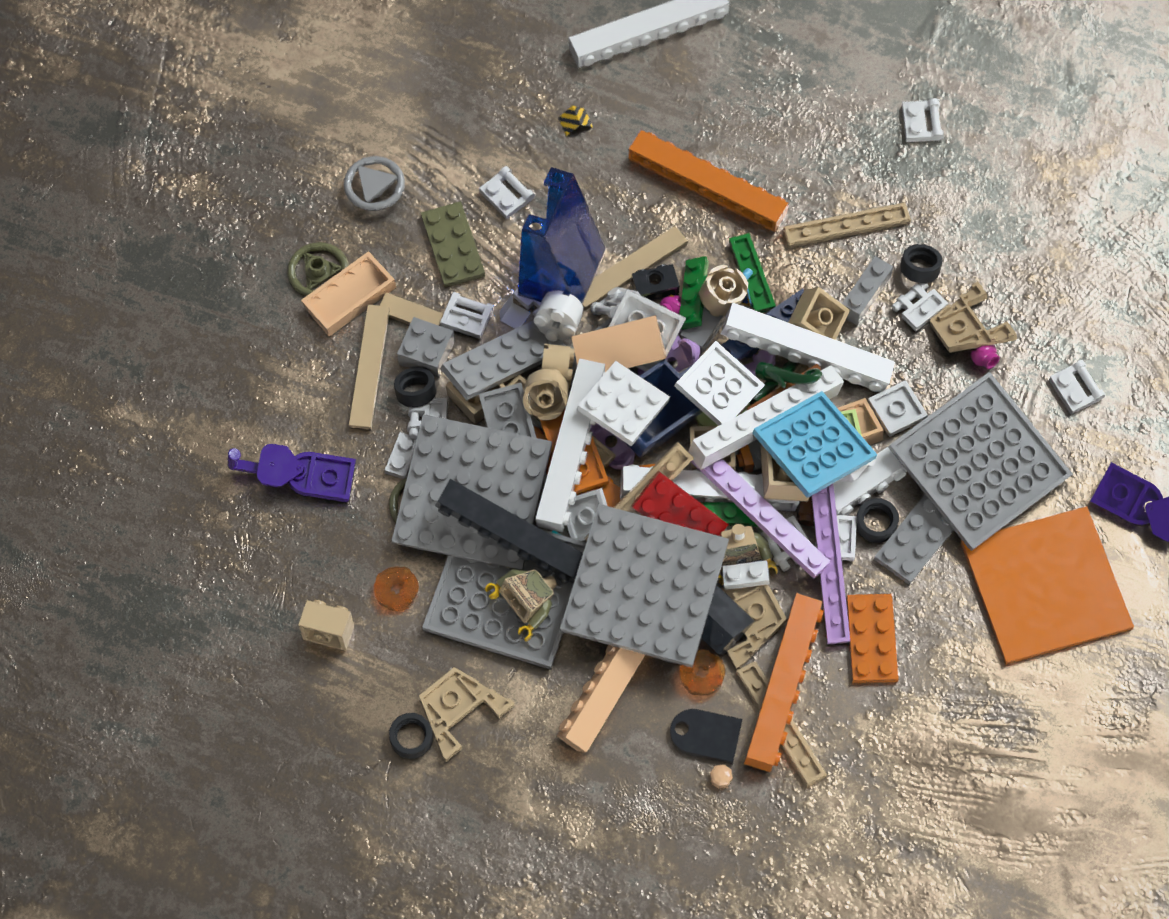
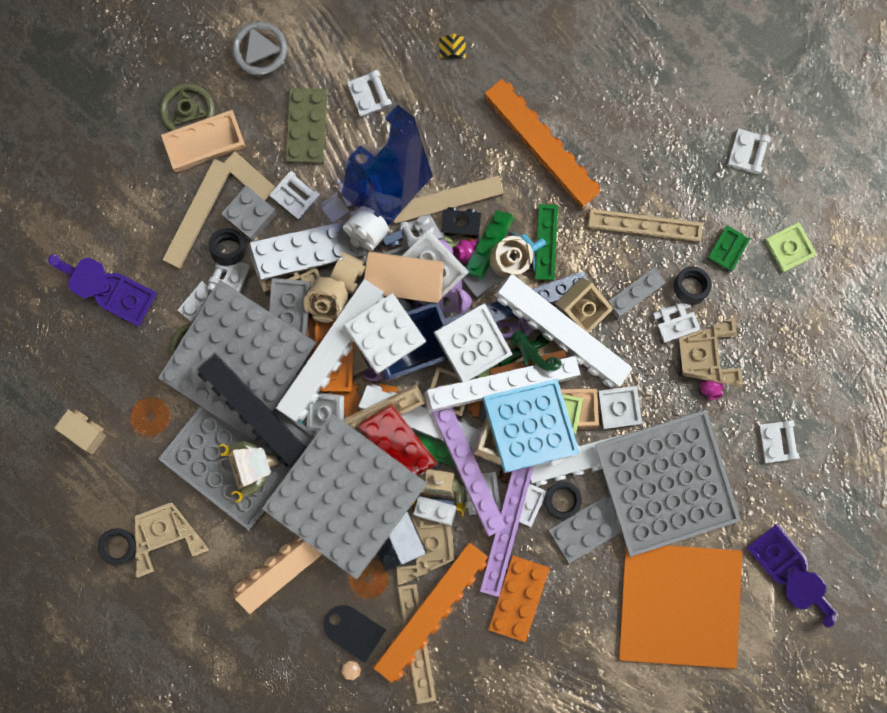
camera: 20 degrees right, 15 degrees up
(589, 322) = (393, 240): none -> sand blue plate
(942, 217) = (729, 248): none -> green plate
(1005, 197) = (790, 247): none -> yellowish green tile

